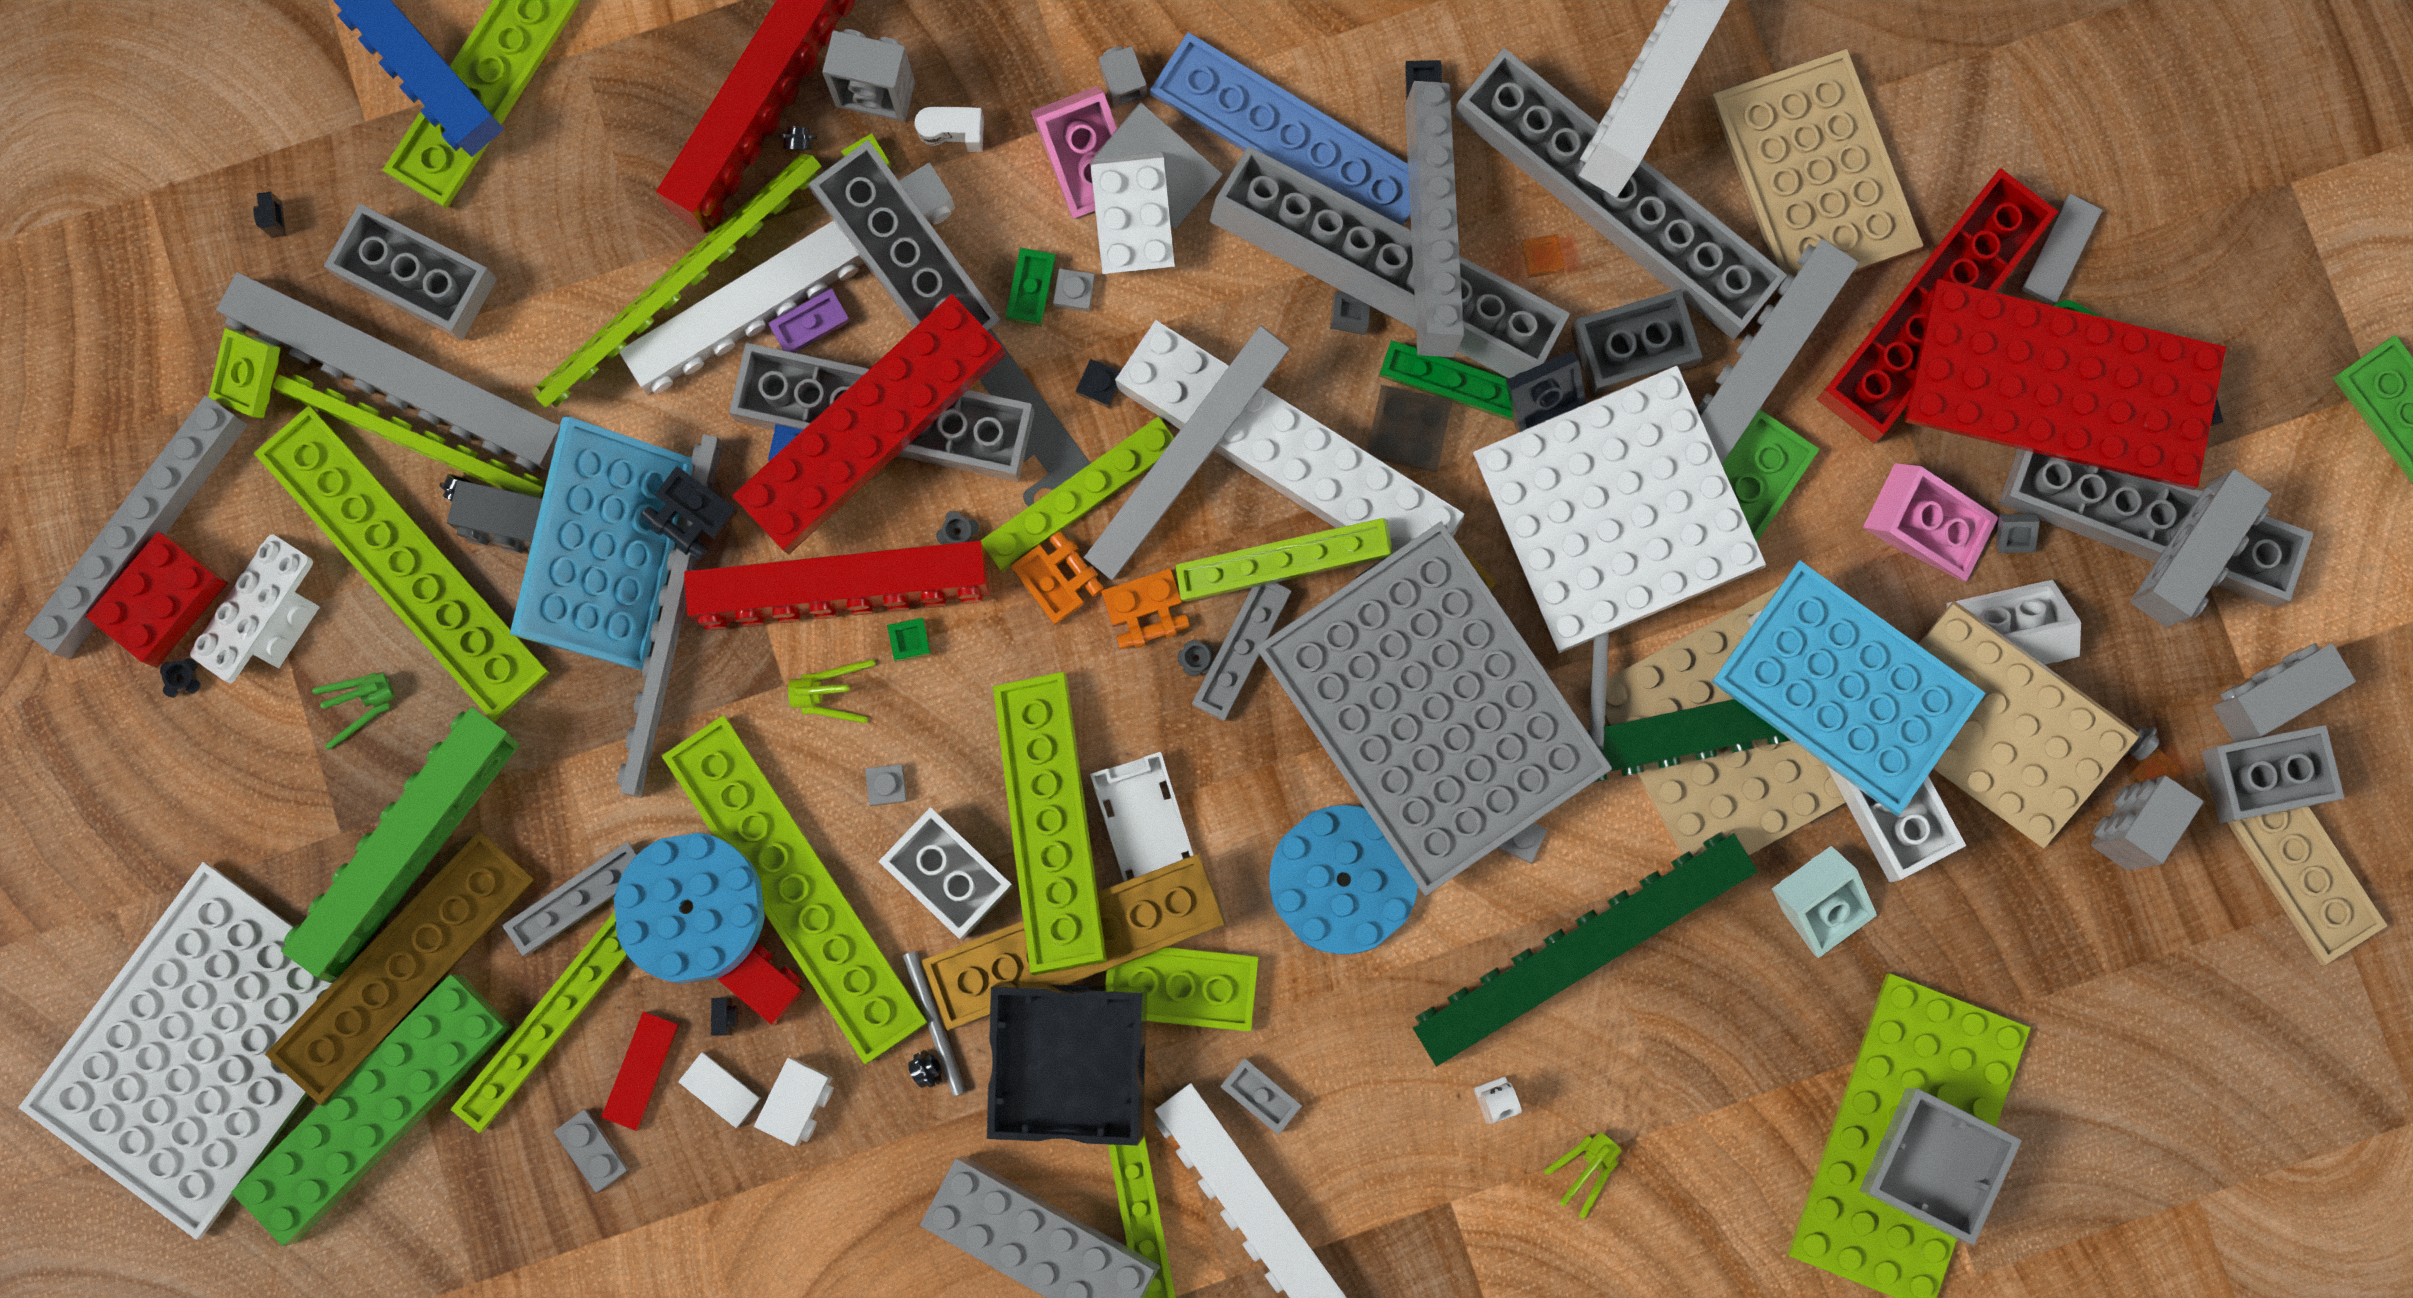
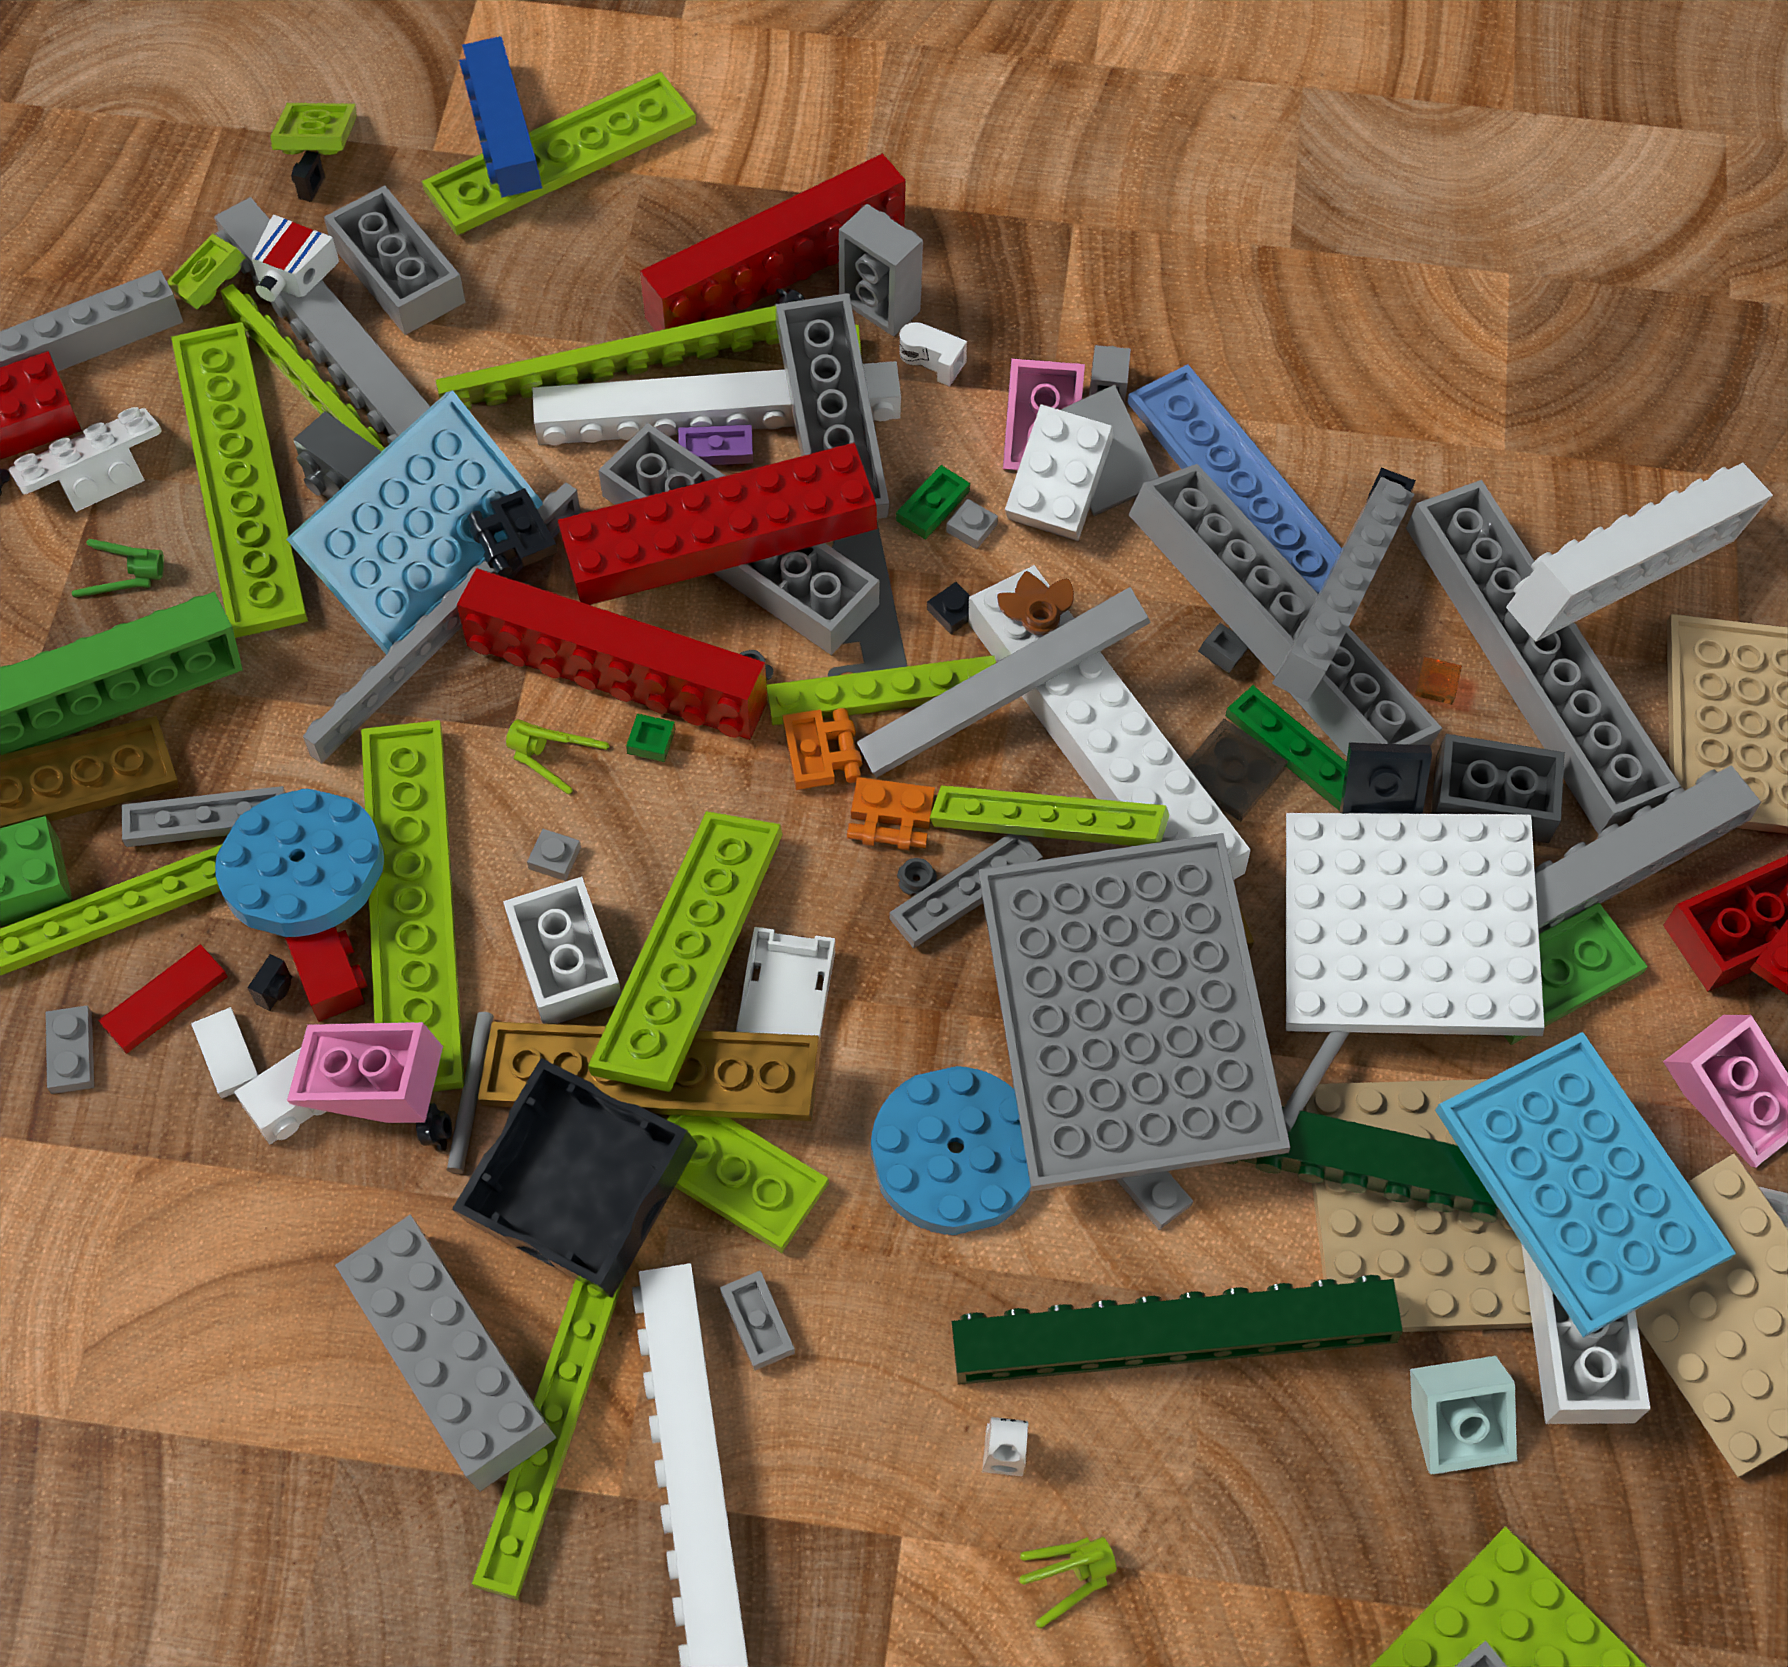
camera: 25 degrees right, 20 degrees down
(247, 163) = (313, 127): none -> lime plate
(322, 329) = (291, 259): none -> white torso
(851, 1059) = (367, 1070): none -> bright pink slope
(1177, 360) = (1036, 600): none -> dark orange plate

